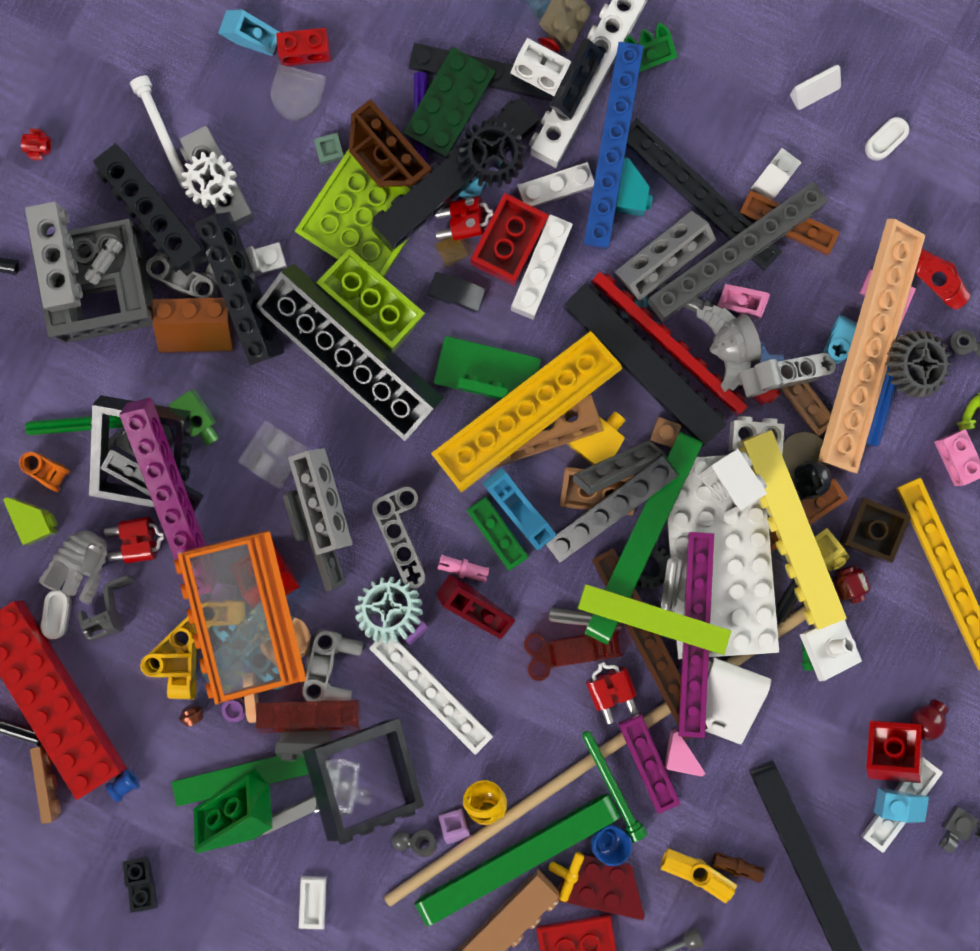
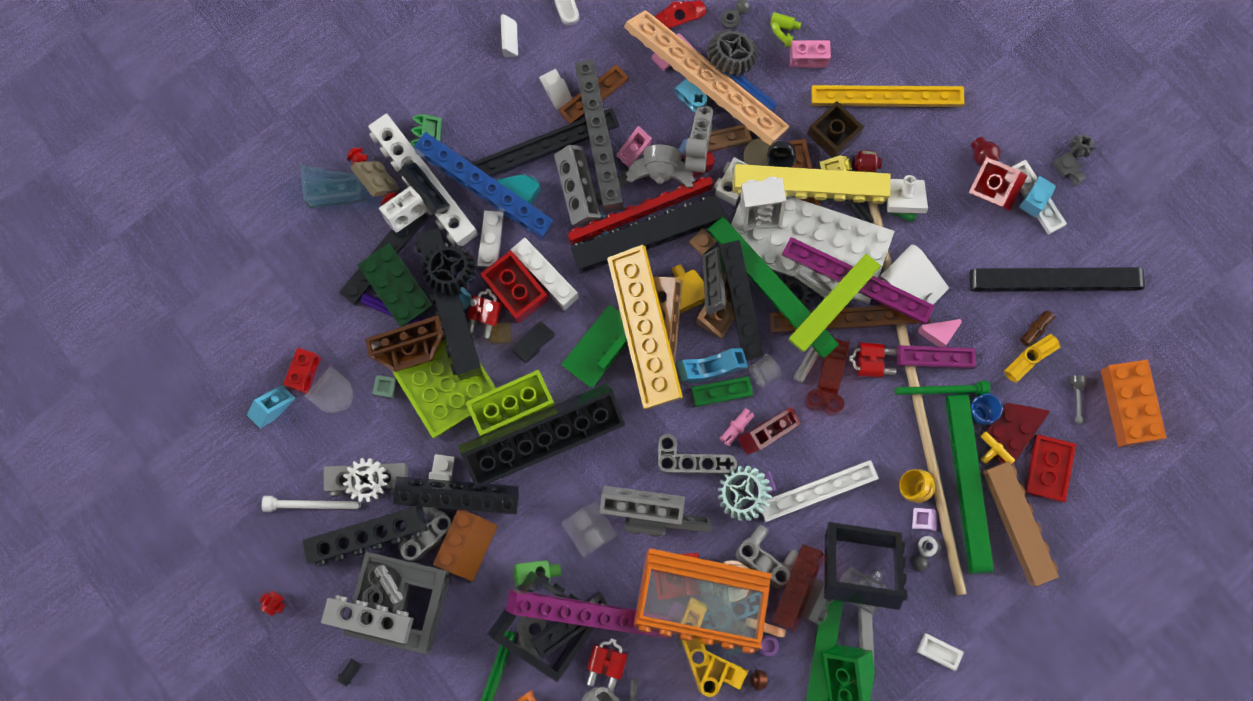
camera: 65 degrees left, 10 degrees down
(541, 573) = (765, 371): none -> clear piece

